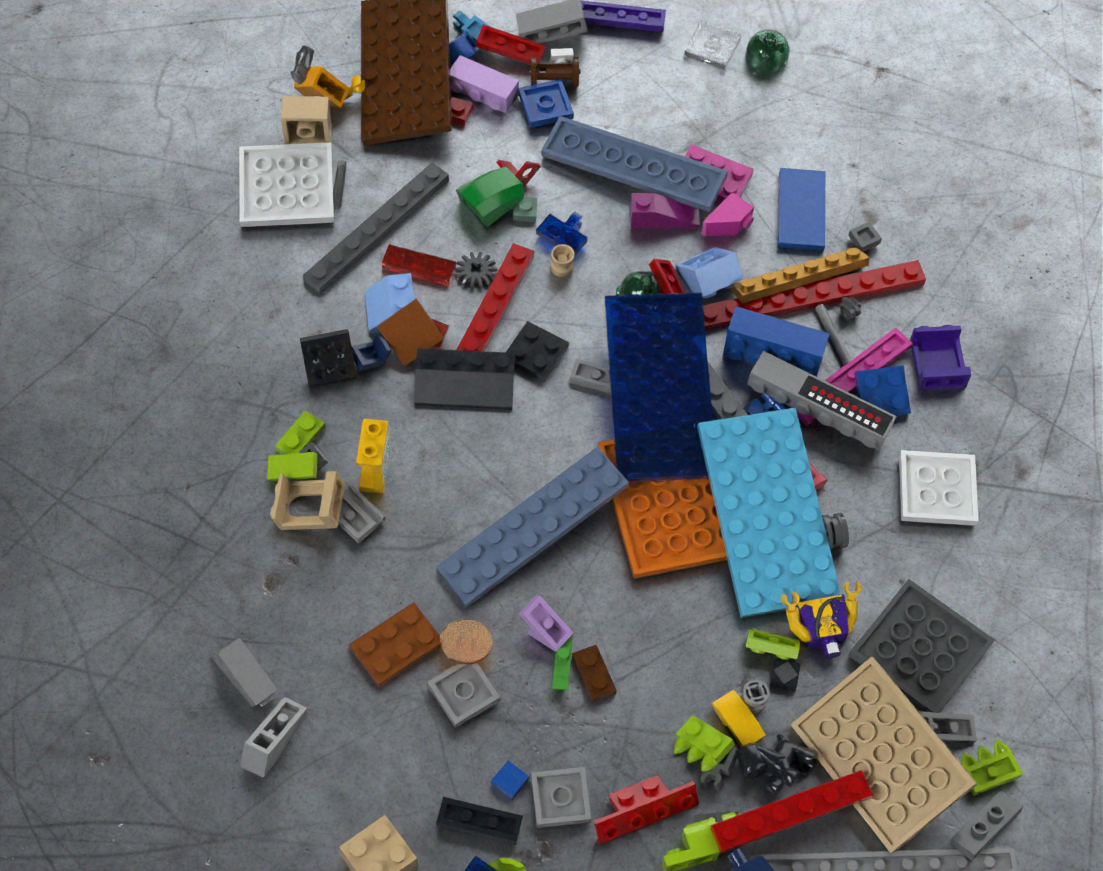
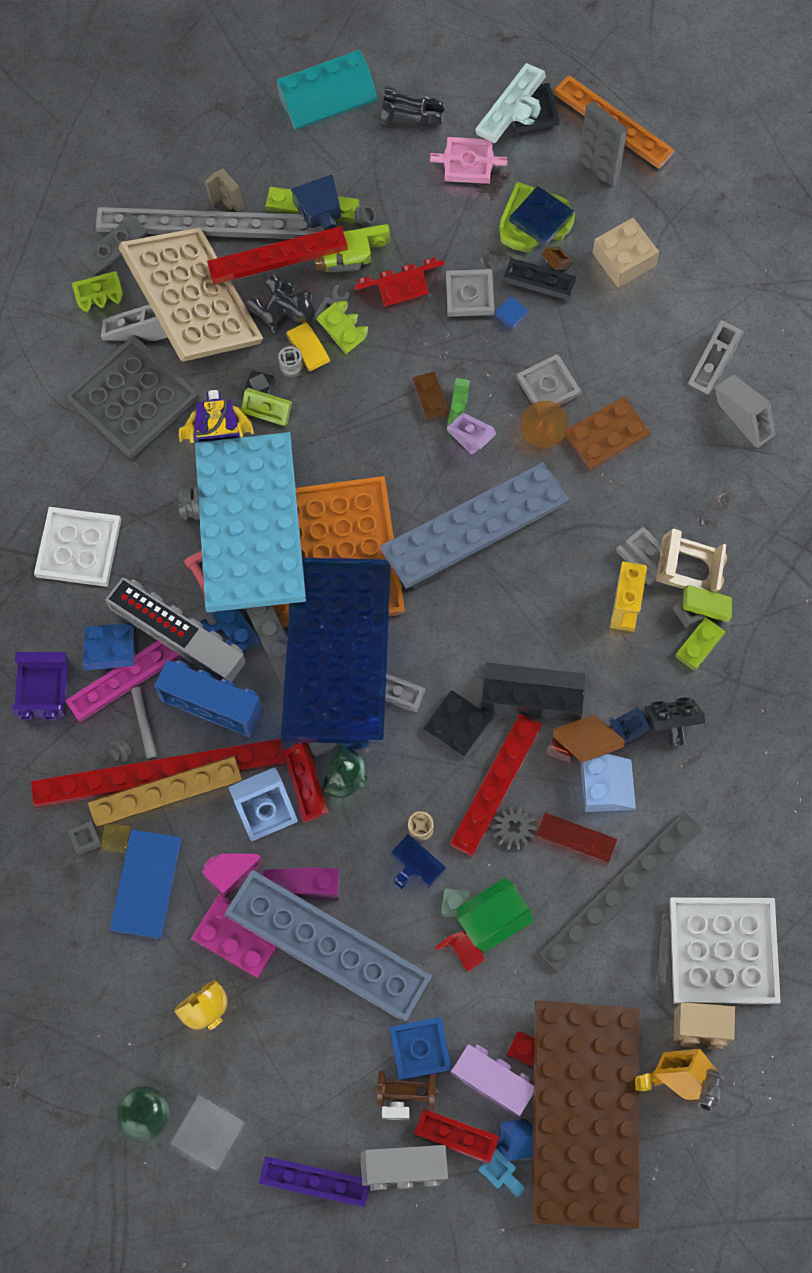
camera: 170 degrees left, 10 degrees up
(460, 846) = (557, 258): none -> reddish brown plate
(734, 117) = (203, 1007): none -> yellow cylinder
(836, 241) = (115, 838): none -> clear yellow tile

